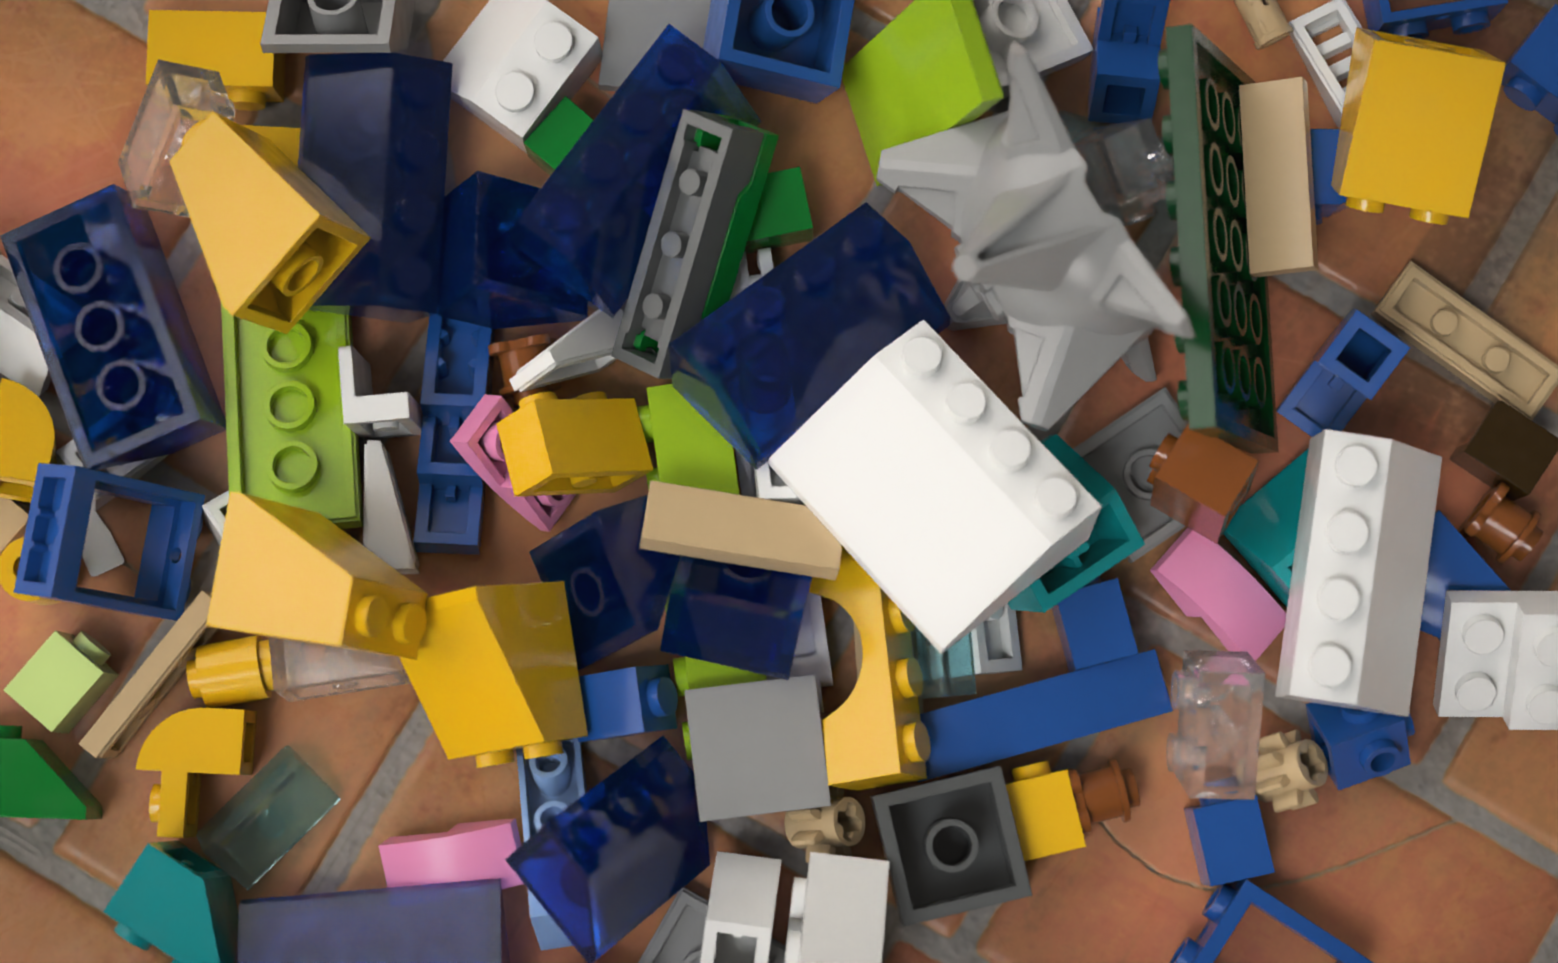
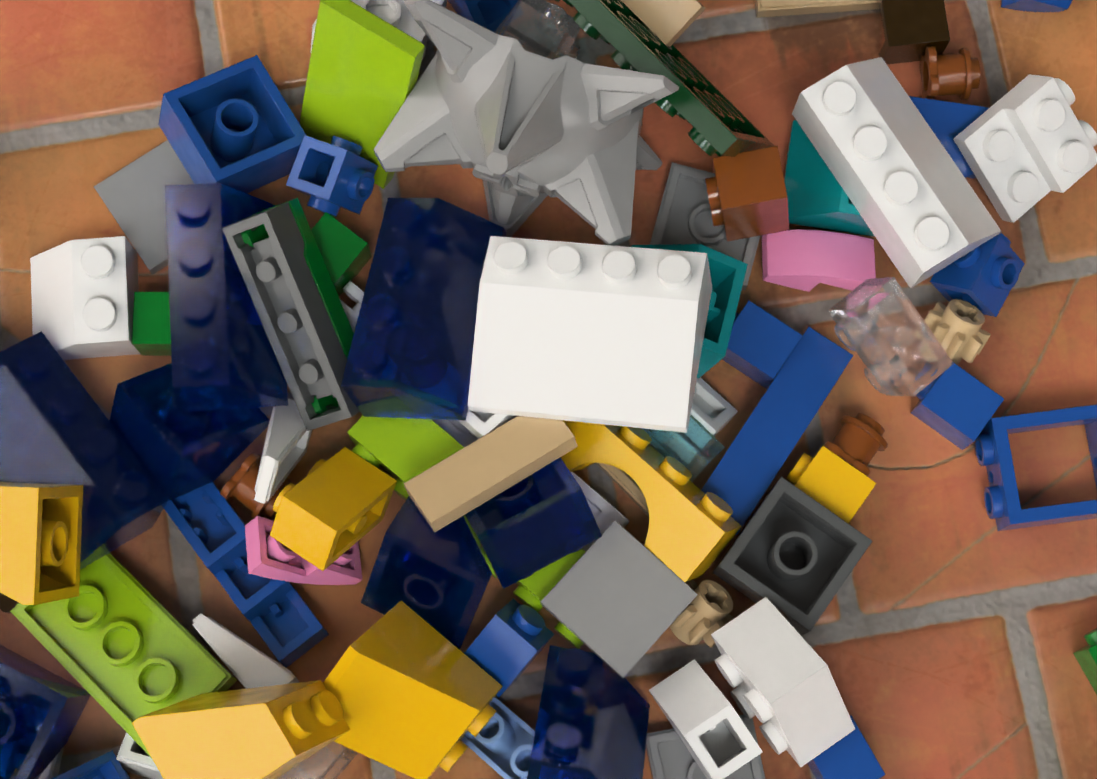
camera: 45 degrees left, 5 degrees down
(371, 414) = (184, 597): white panel -> none
(834, 137) = (332, 175): none -> blue brick
(1343, 375) = (773, 59): blue brick -> none

